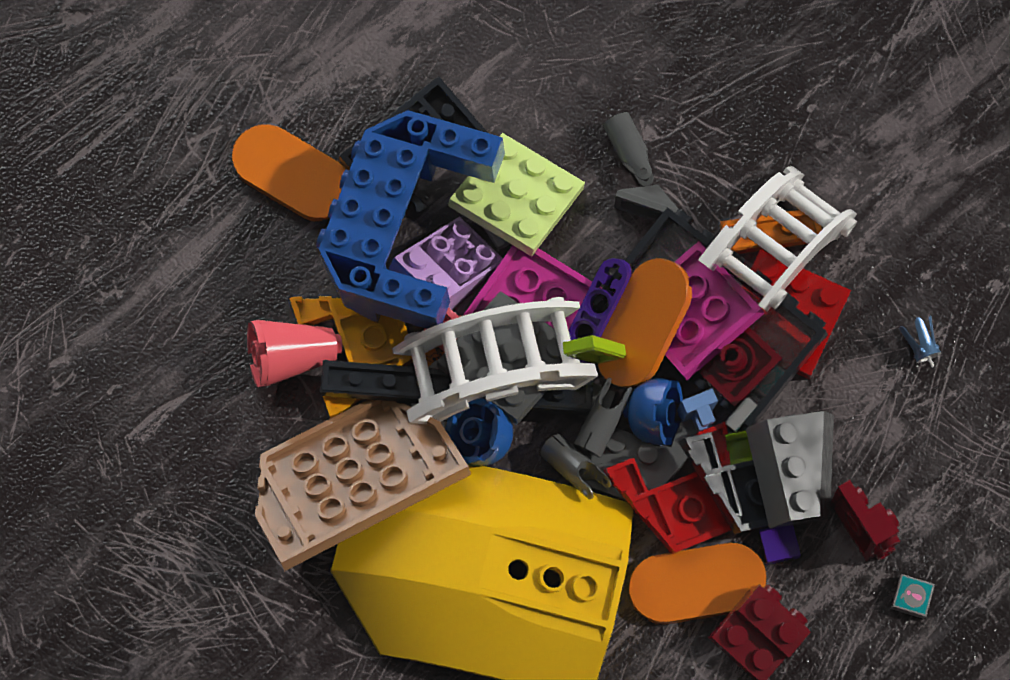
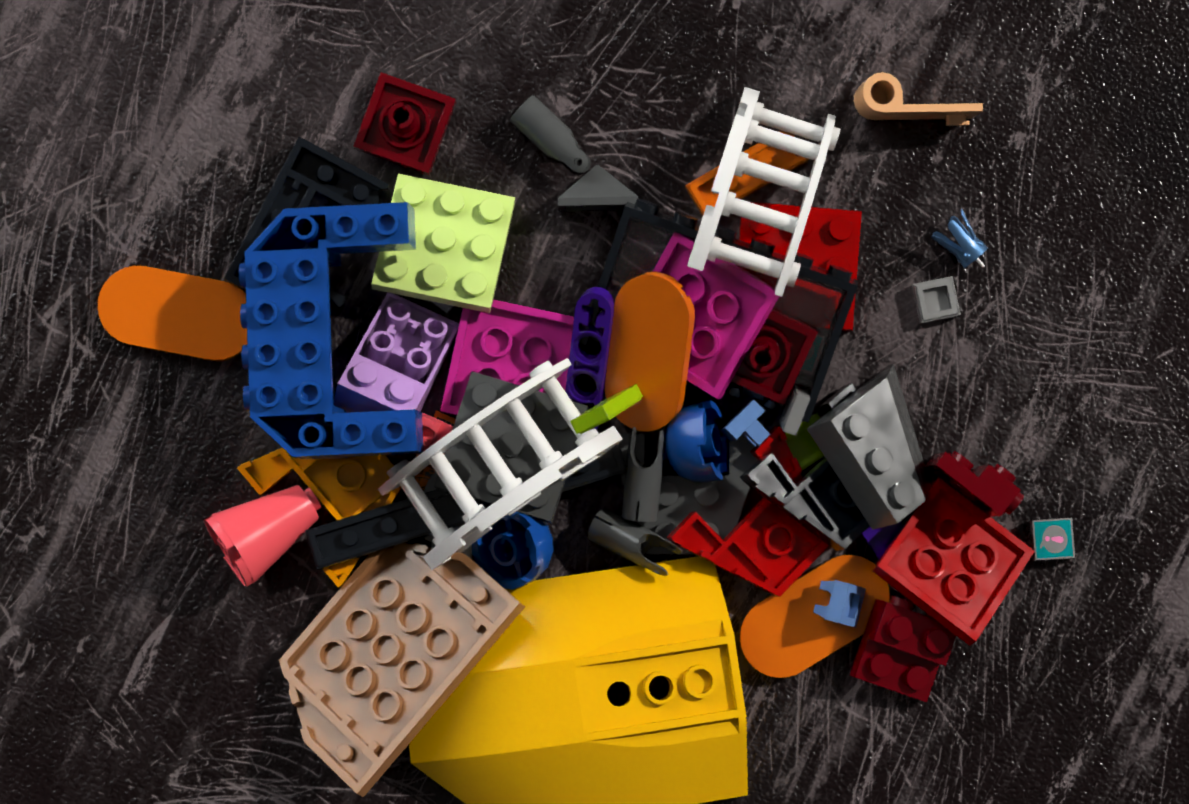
camera: 20 degrees left, 15 degrees up
(522, 99) = (404, 123): none -> dark red plate
(724, 576) = (843, 604): none -> medium blue tile
(825, 577) = (954, 561): none -> red plate
(885, 379) = (936, 300): none -> light grey tile
(896, 213) = (882, 99): none -> light nougat door

